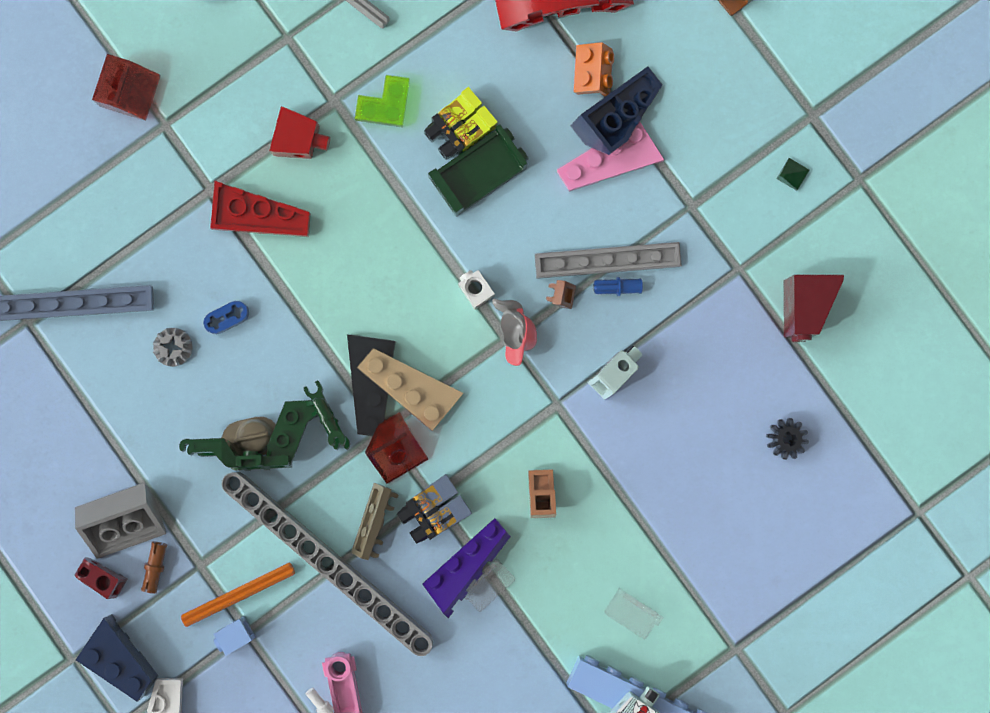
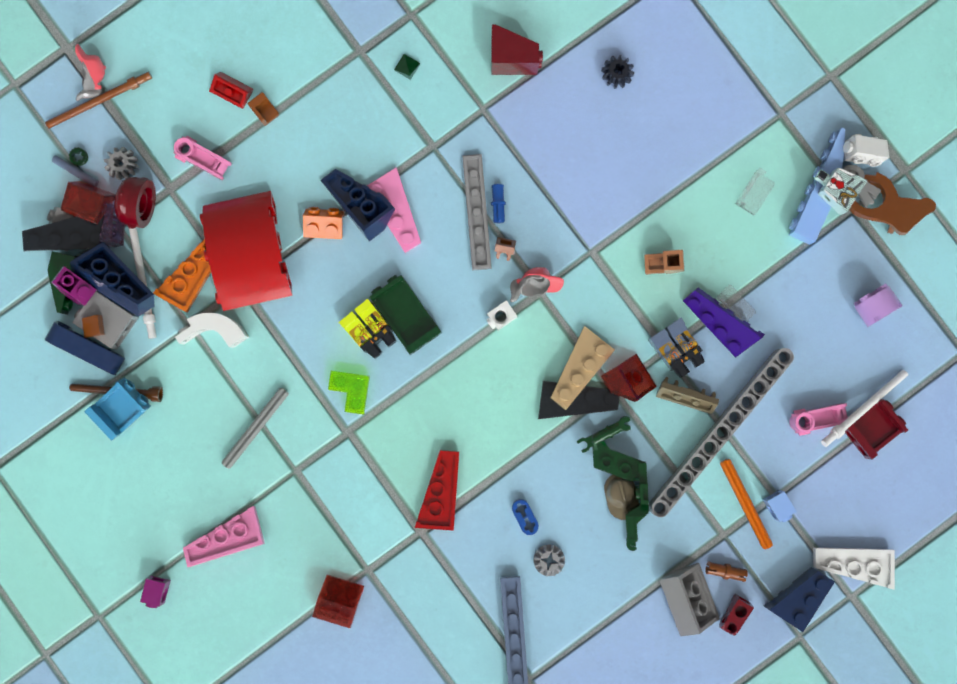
camera: 85 degrees left, 0 degrees up
(296, 136) = (377, 461): red torso -> none
(610, 377) = (567, 204): light aqua torso -> none

